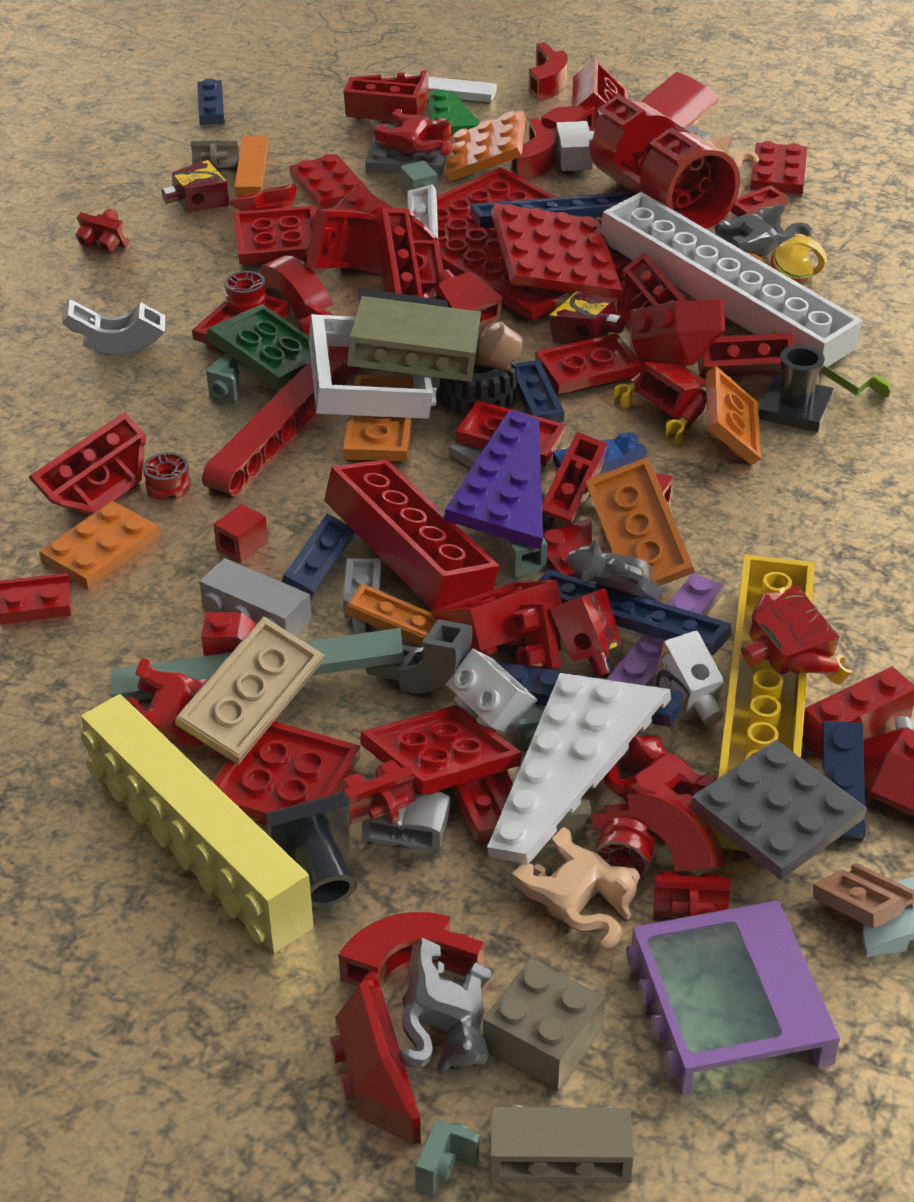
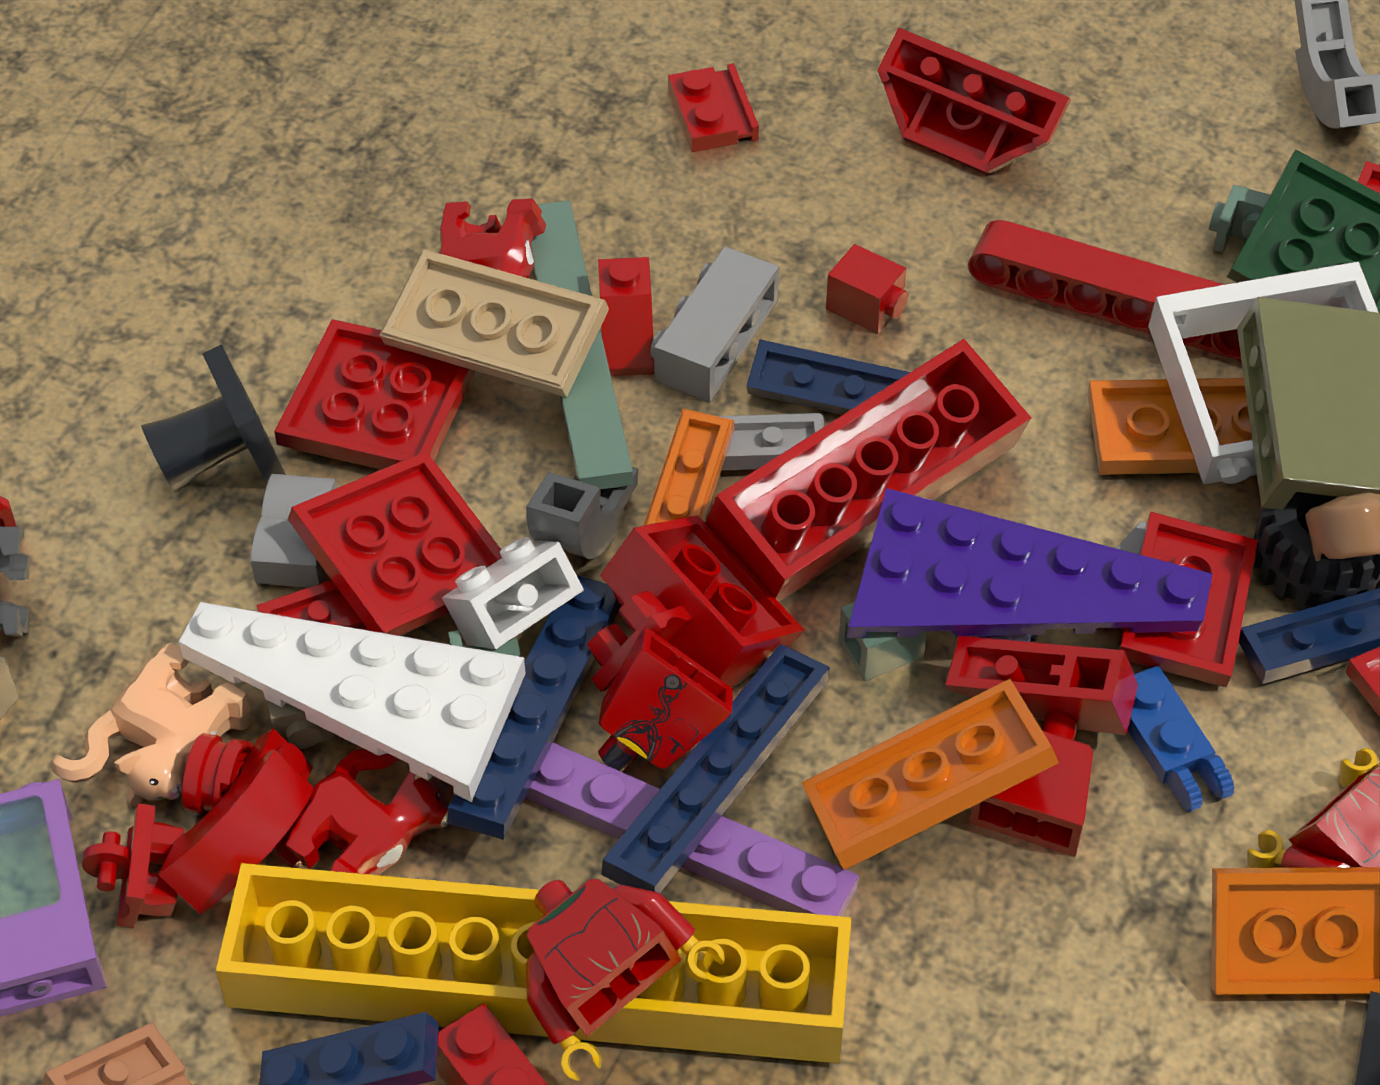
camera: 85 degrees right, 10 degrees up
(100, 544) = (835, 152): orange plate -> none
(167, 475) = (990, 190): red wheel -> none
(198, 824) = (265, 301): light yellow brick -> none
(382, 795) = (275, 471): red hips -> none
(388, 944) = (67, 524): red arch -> none
(564, 540) = (891, 698): red wing -> none
(614, 571) = (780, 734): dark grey animal -> none
(689, 668) = (560, 844): white torso -> none
(778, 808) = (239, 942): dark grey plate -> none

